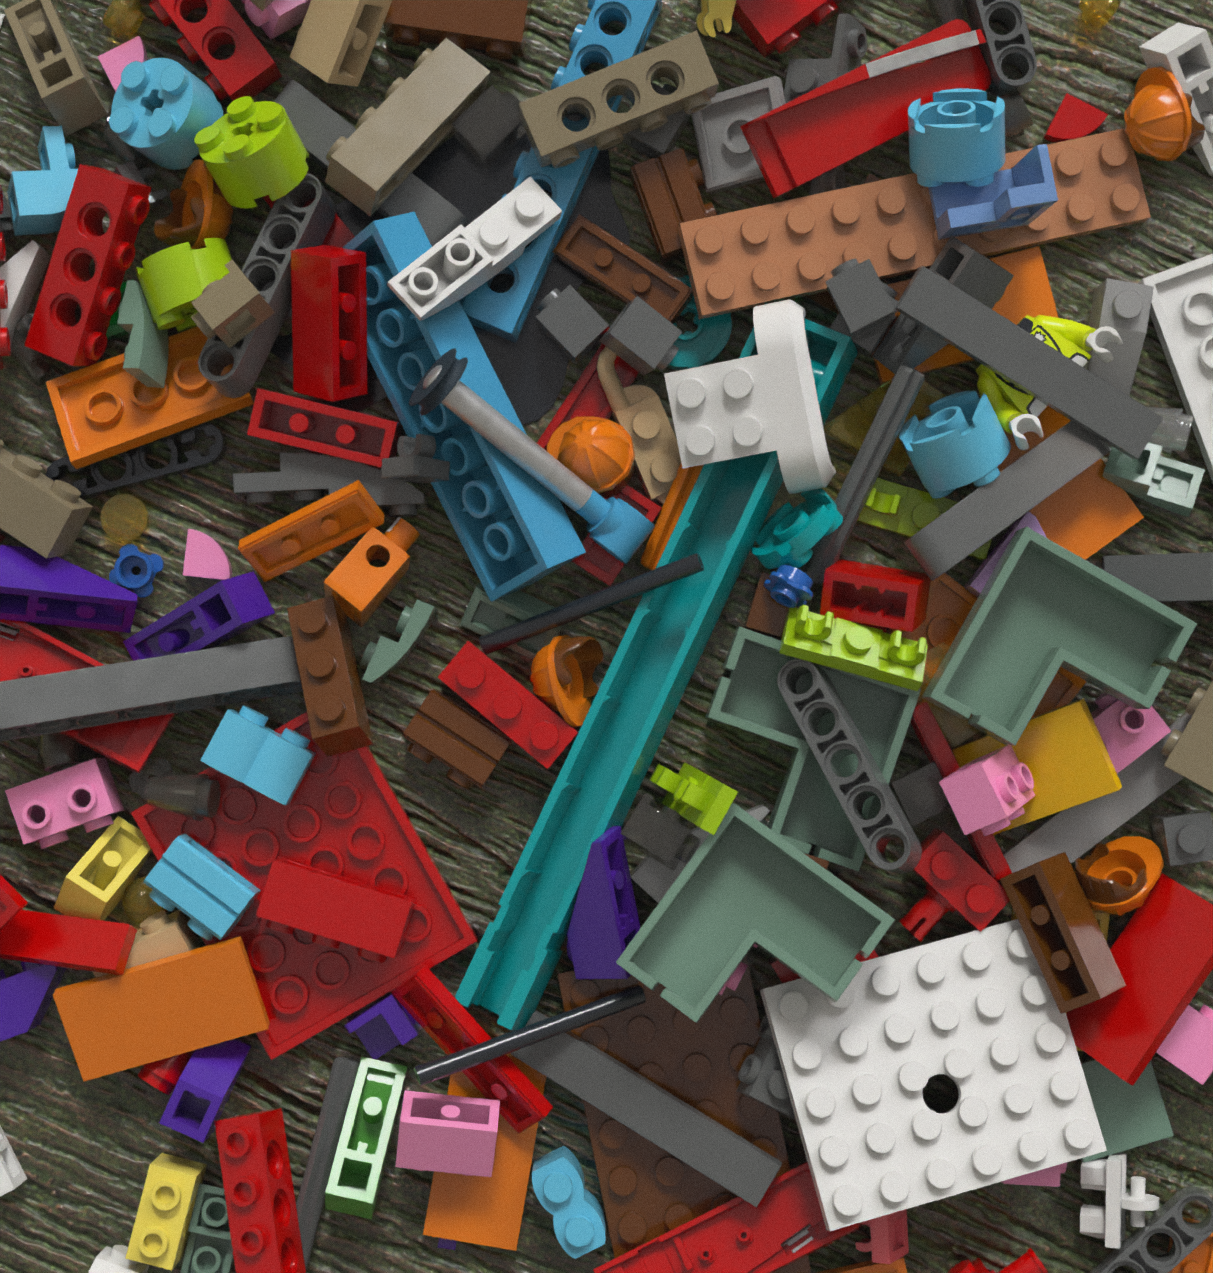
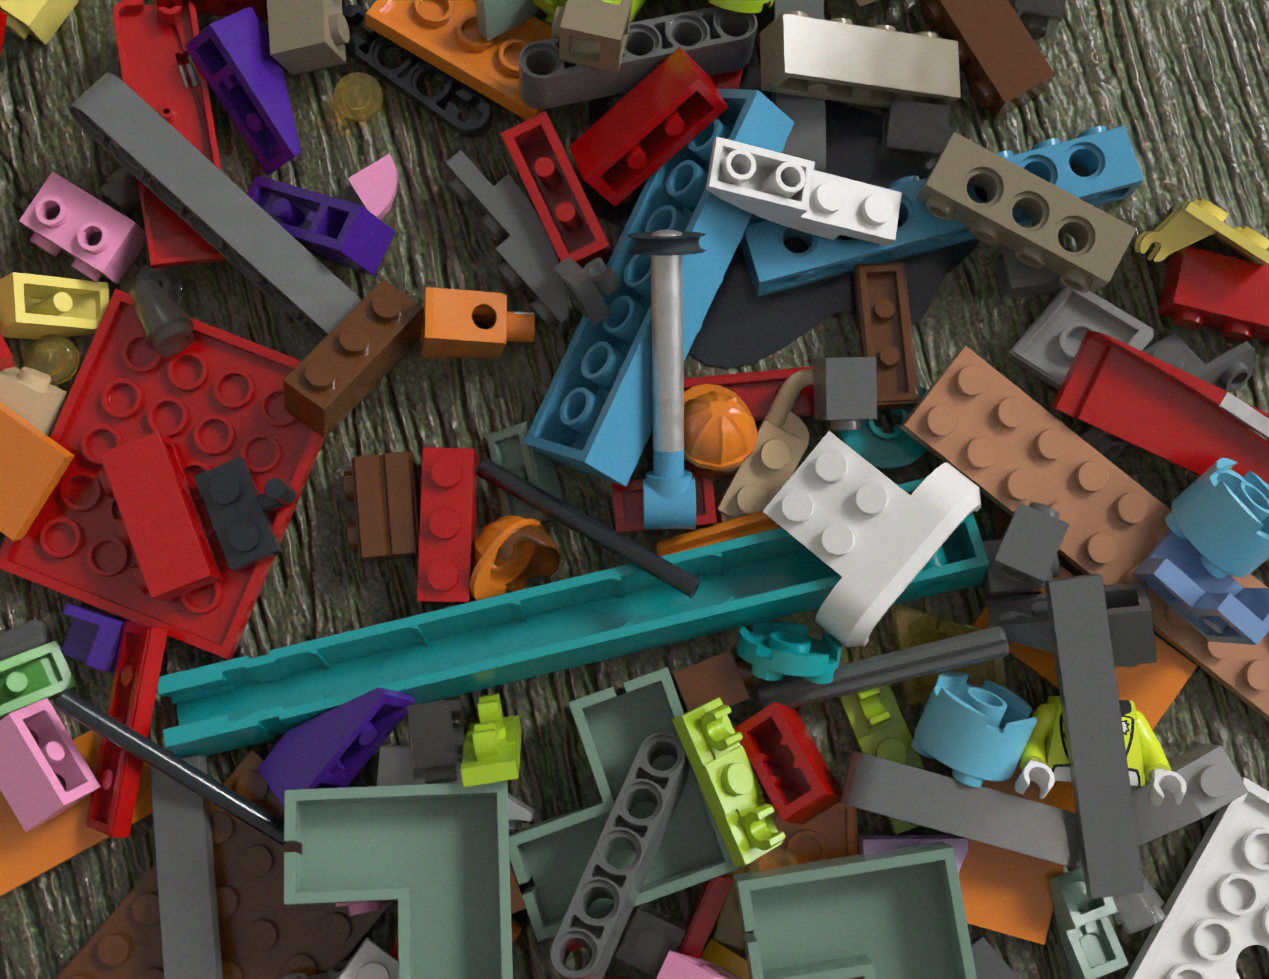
camera: 50 degrees right, 5 degrees down
(129, 558) = (312, 129): blue plate -> none
(201, 888) = (91, 391): medium azure brick -> none
(259, 755) = (241, 352): medium azure brick -> none
(311, 531) = (464, 250): orange tile -> none
(378, 847) = (242, 512): none -> black plate
(387, 654) = (412, 394): sand green slope -> none
(570, 323) = (808, 325): dark grey brick -> none
(575, 1210) = (58, 925): medium azure brick -> none
(669, 197) = (982, 321): reddish brown brick -> none
(789, 586) = (736, 682): blue plate -> none

